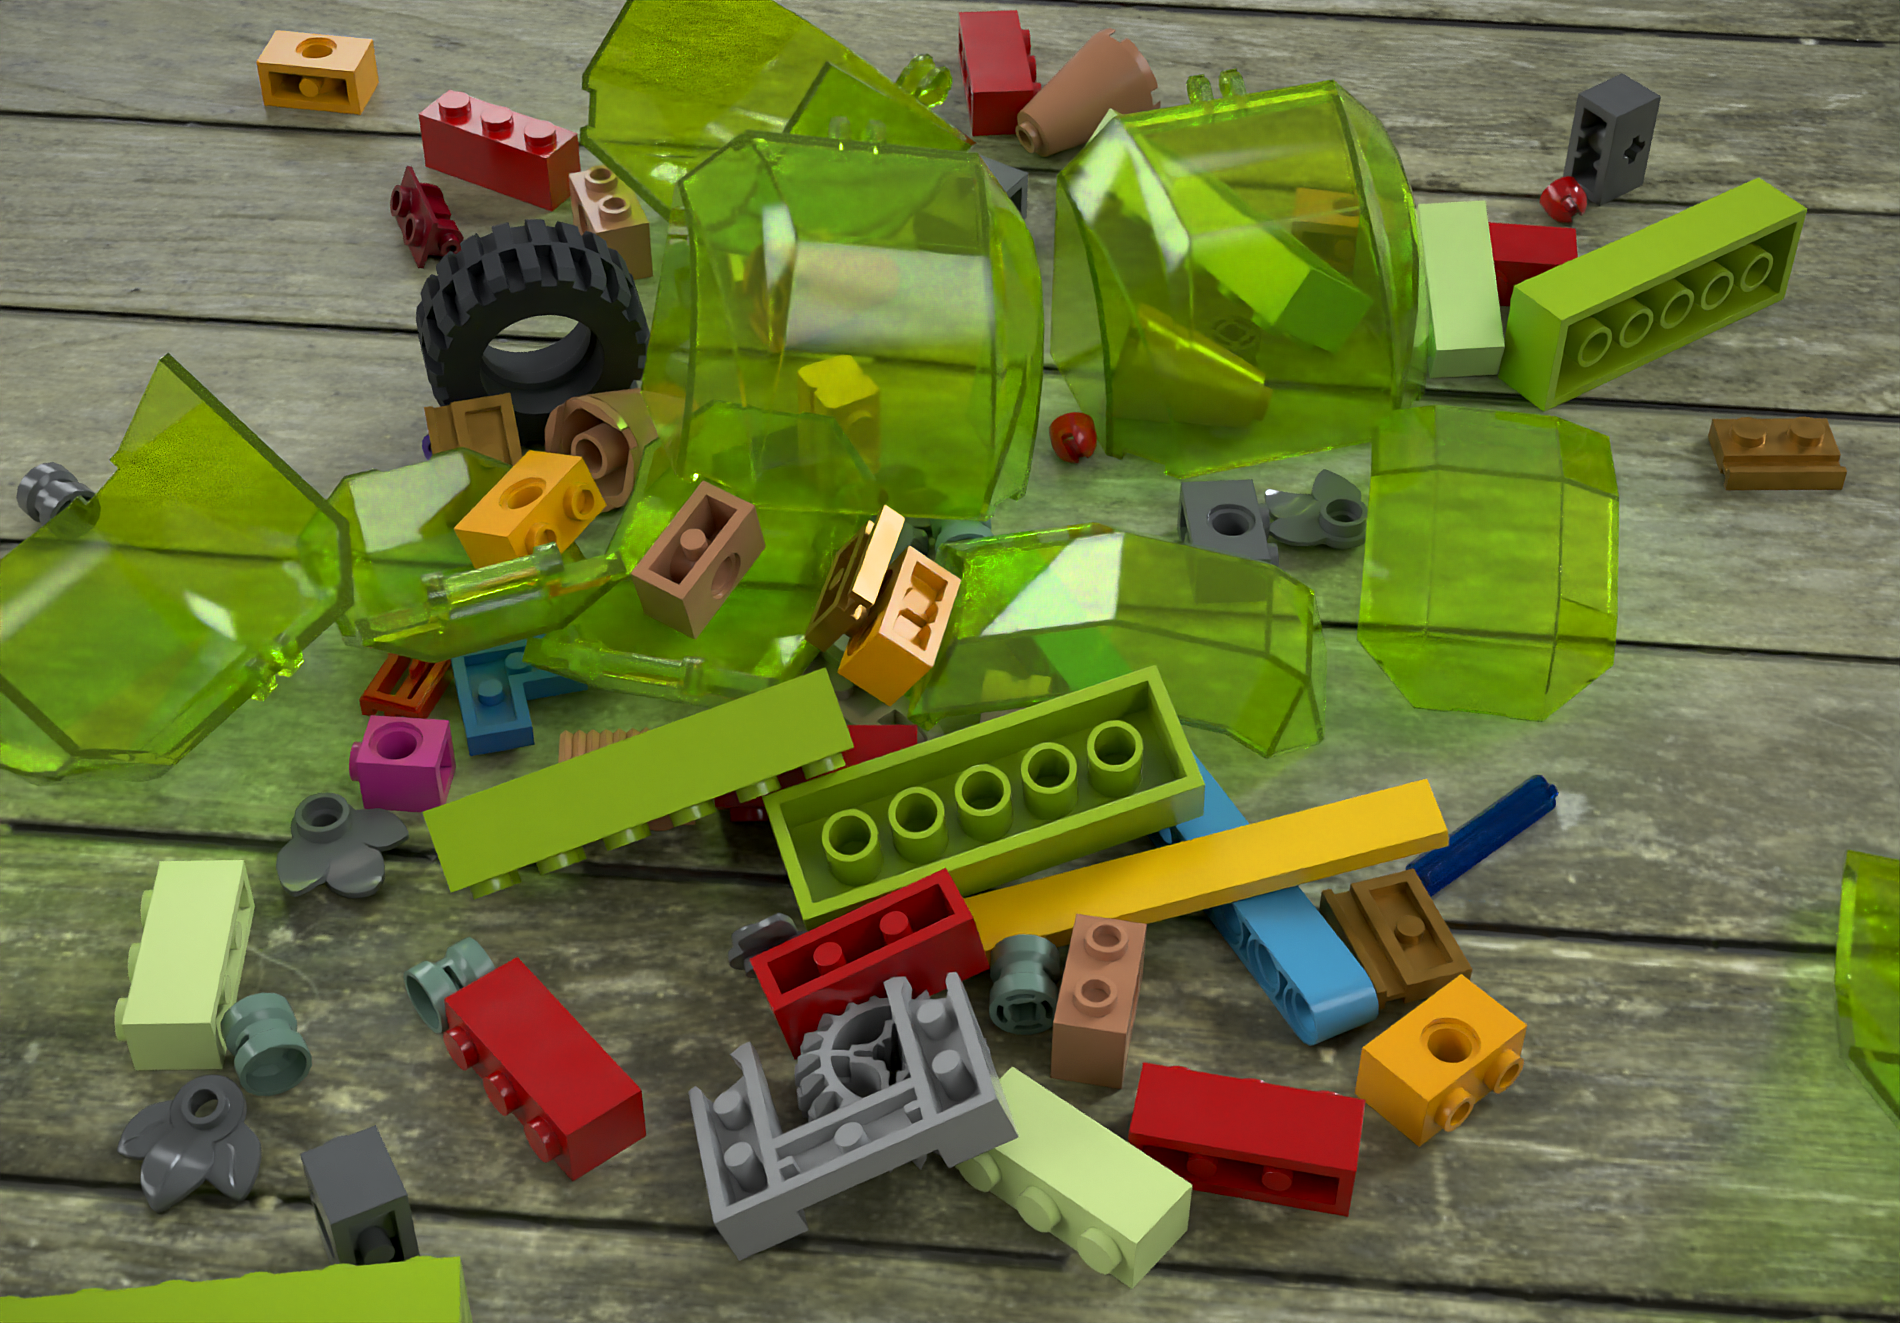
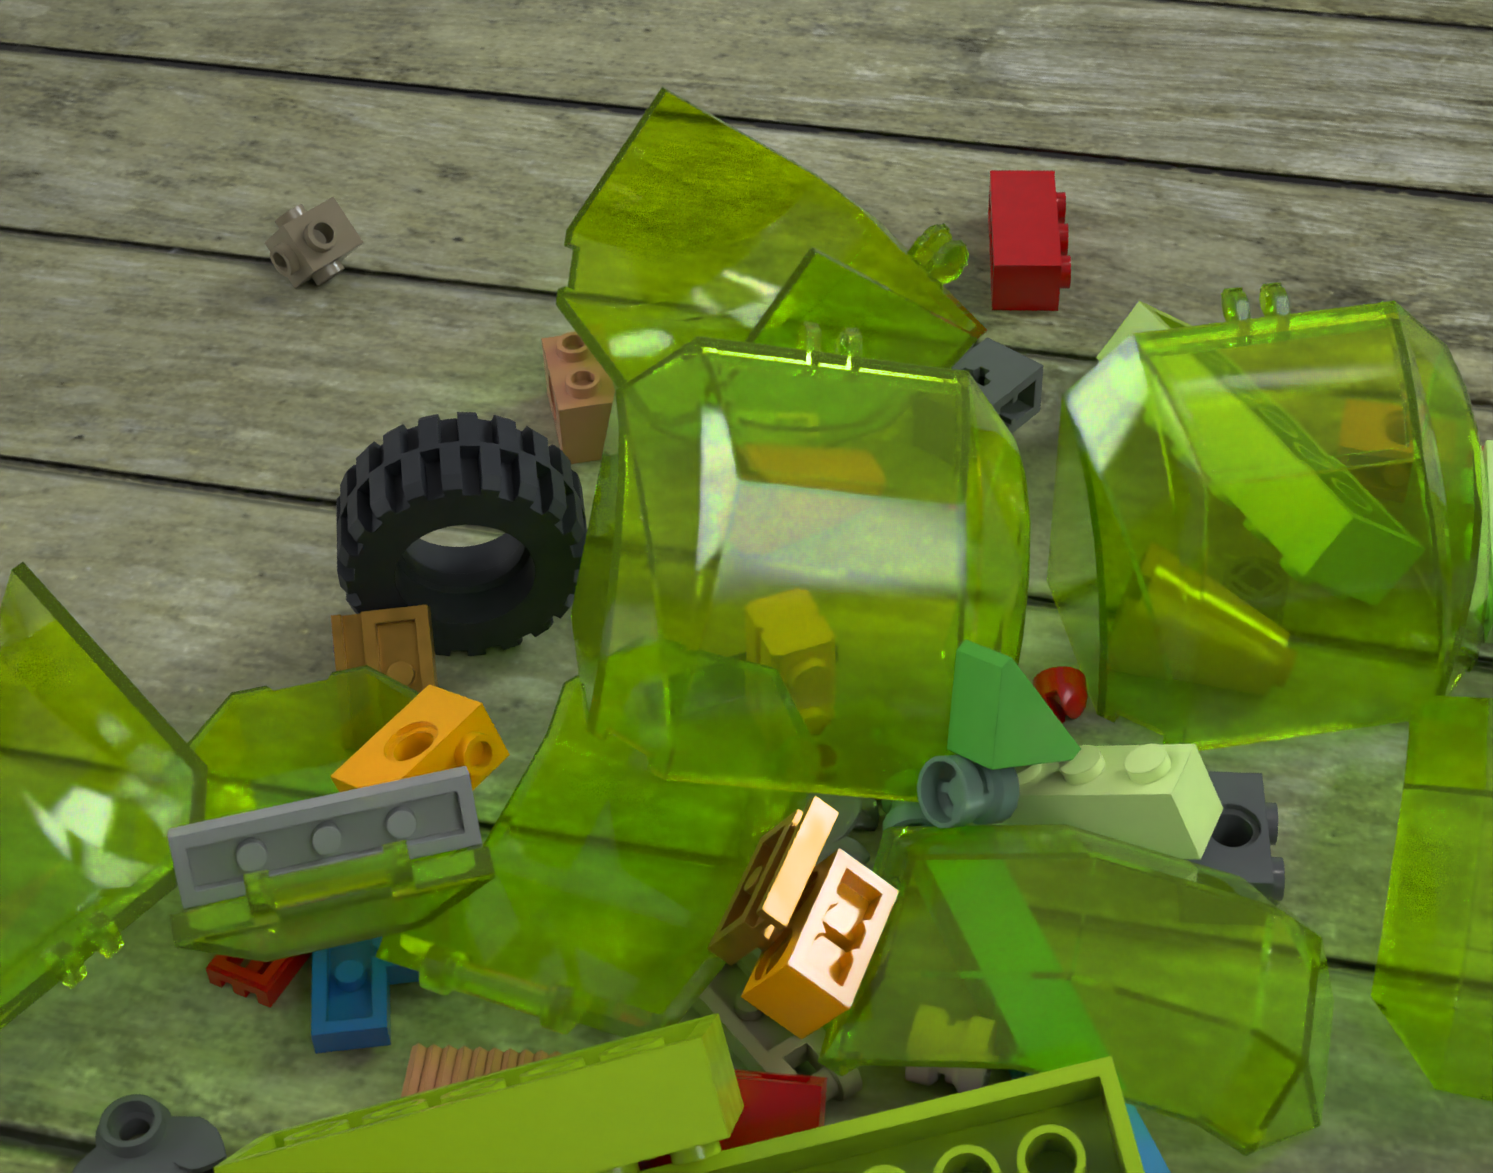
camera: 10 degrees right, 0 degrees up
(318, 72) = (292, 182): light orange brick -> none
(330, 106) = (312, 243): none -> dark tan brick
(392, 578) = (427, 810): none -> light grey plate
(403, 763) = (236, 1062): dark pink brick -> none
(424, 218) = (389, 376): dark red hinge -> none
(499, 149) = (479, 300): red brick -> none
(608, 434) = (521, 668): nougat cone -> none
(698, 559) = (602, 833): nougat brick -> none
(1008, 502) = (962, 792): none -> sand green wheel
(1032, 431) = (1000, 714): none -> bright green slope
(1081, 93) = (1128, 264): nougat cone -> none
(1152, 493) = (1126, 792): none -> yellowish green brick
(1326, 516) = (1341, 819): dark grey plate -> none

